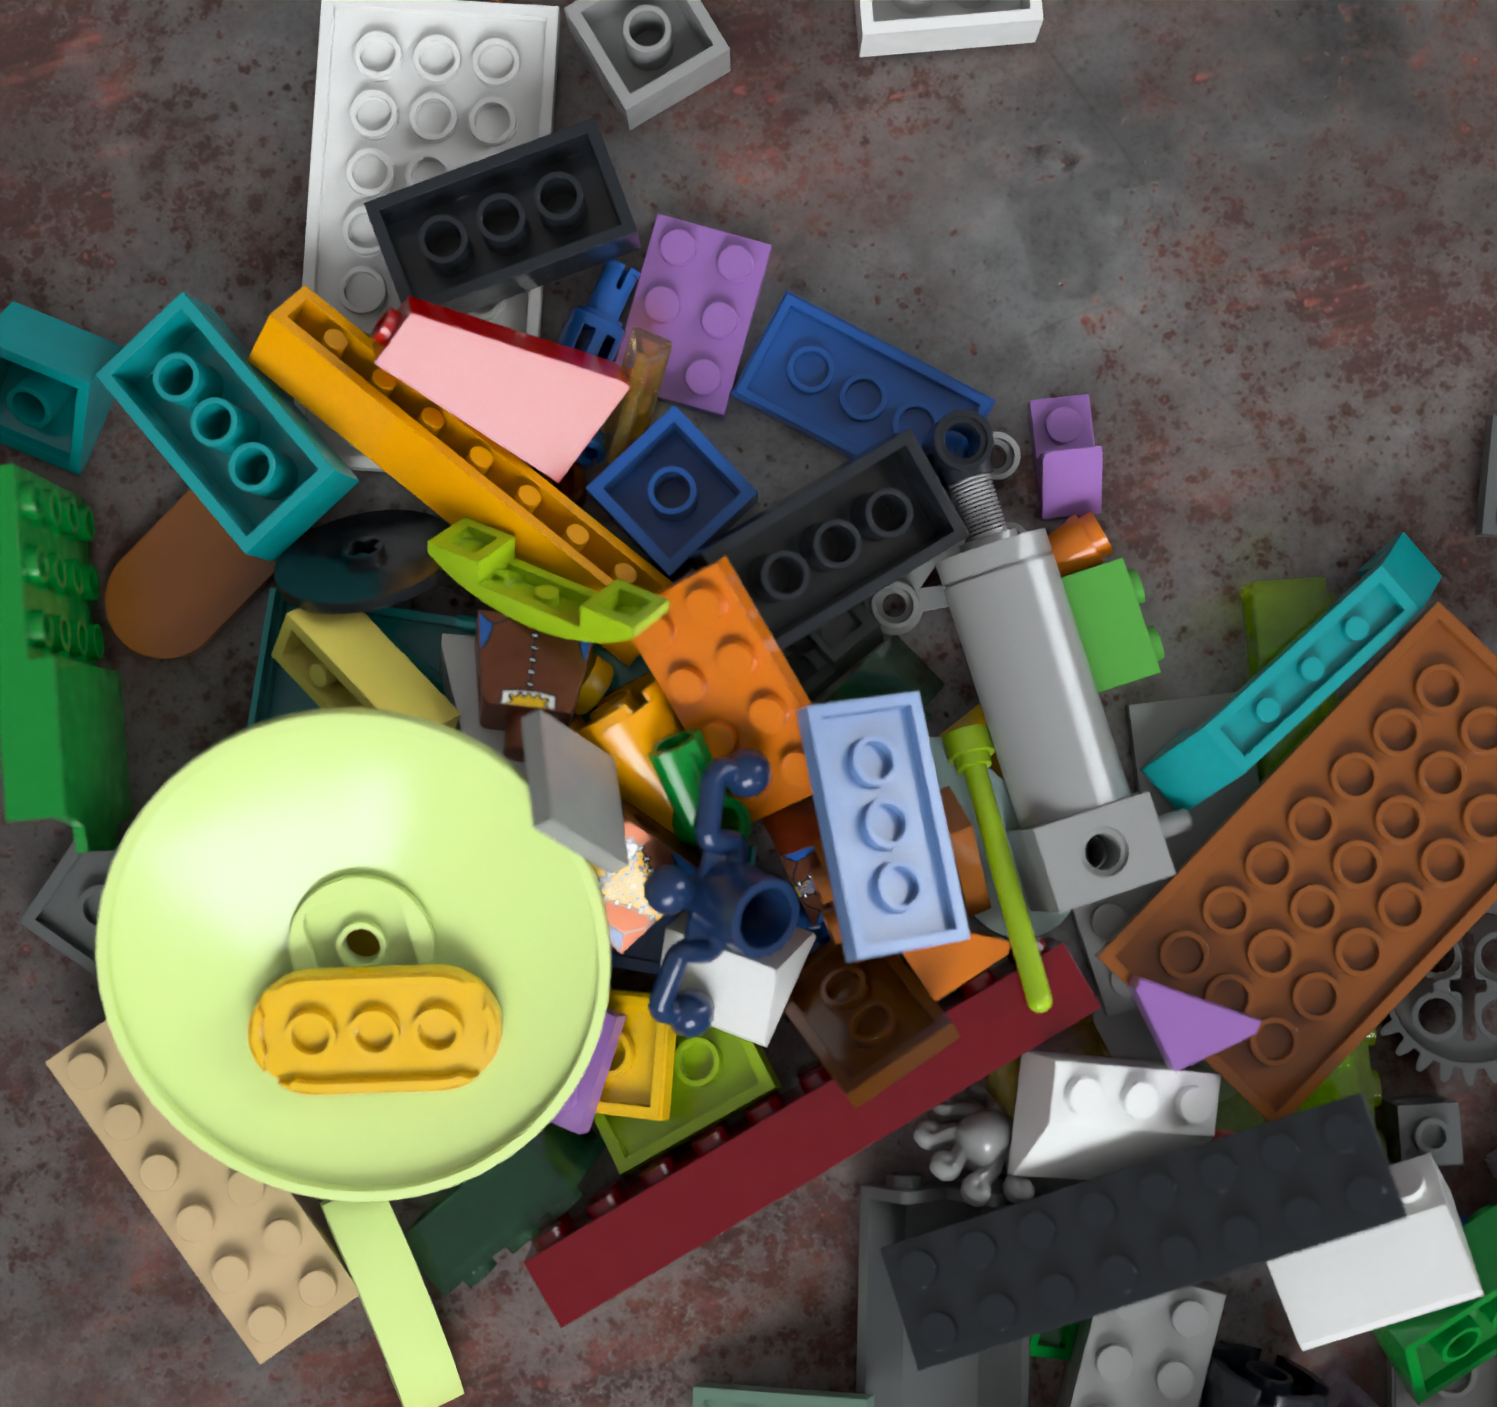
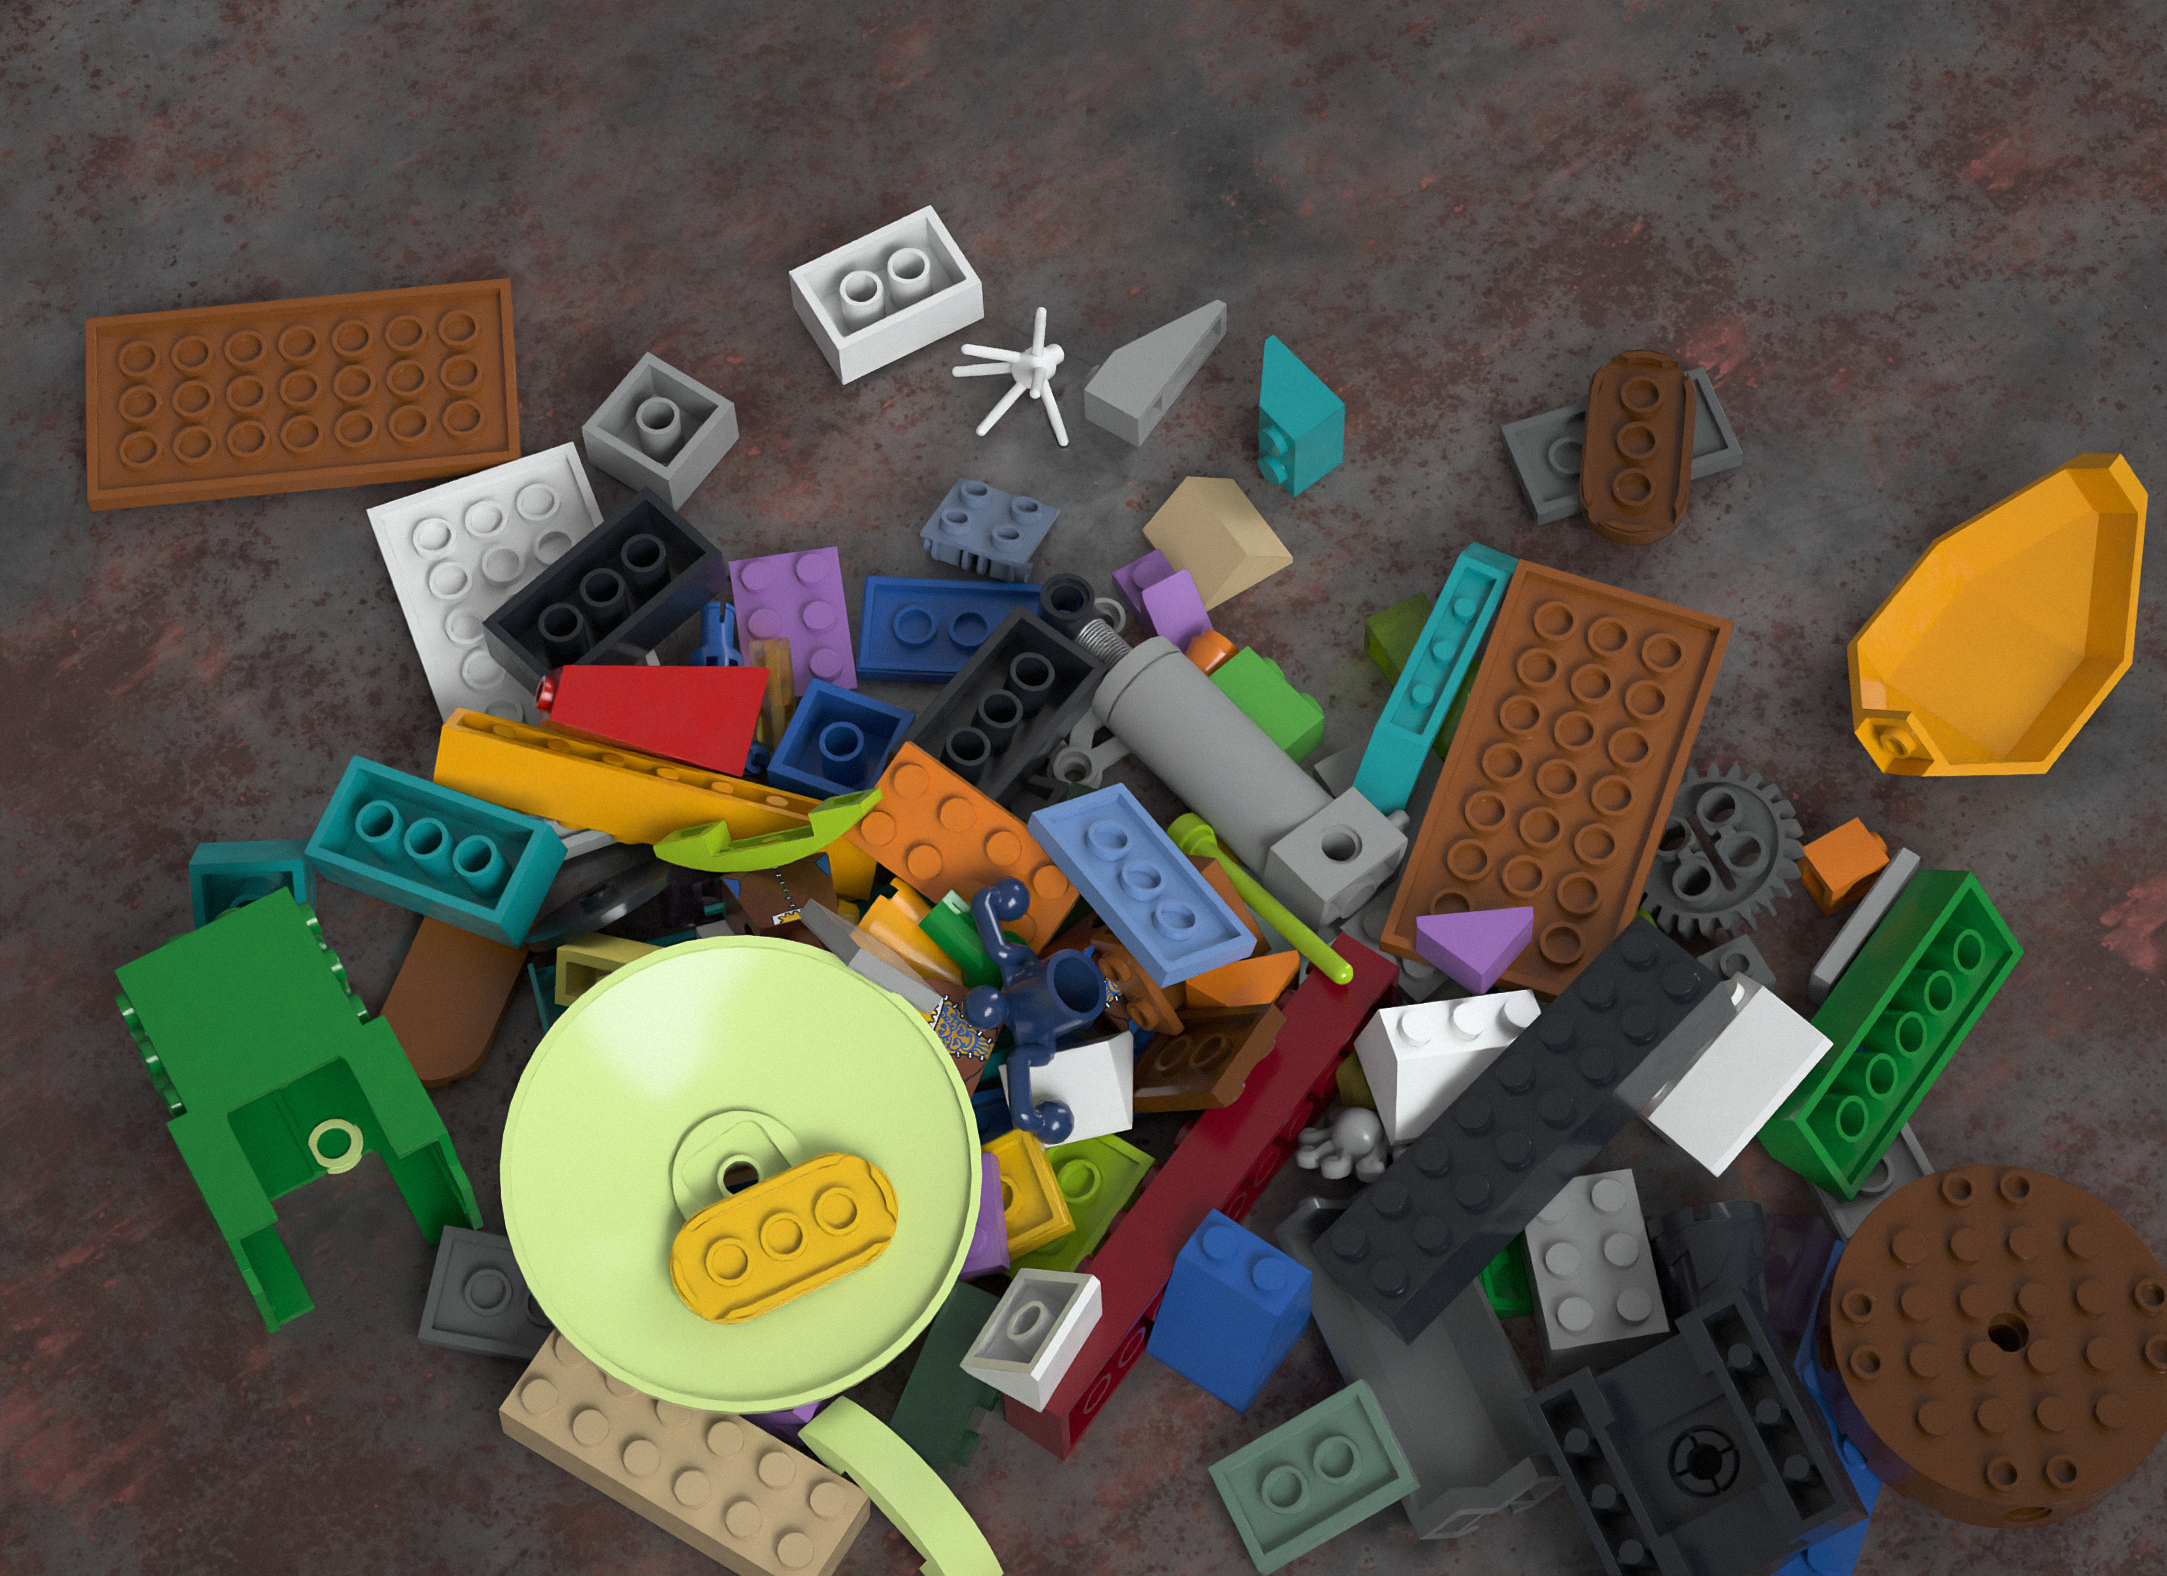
camera: 20 degrees left, 25 degrees down
(566, 1245) = (1035, 1333): none -> white slope
(785, 1269) = (1230, 1312): none -> blue slope
(932, 291) = (987, 524): none -> sand blue hinge
(1051, 132) = (1029, 369): none -> white plant
(1149, 408) = (1216, 537): none -> tan slope
(1166, 190) = (1151, 372): none -> light grey slope
(1290, 320) = (1297, 422): none -> teal slope

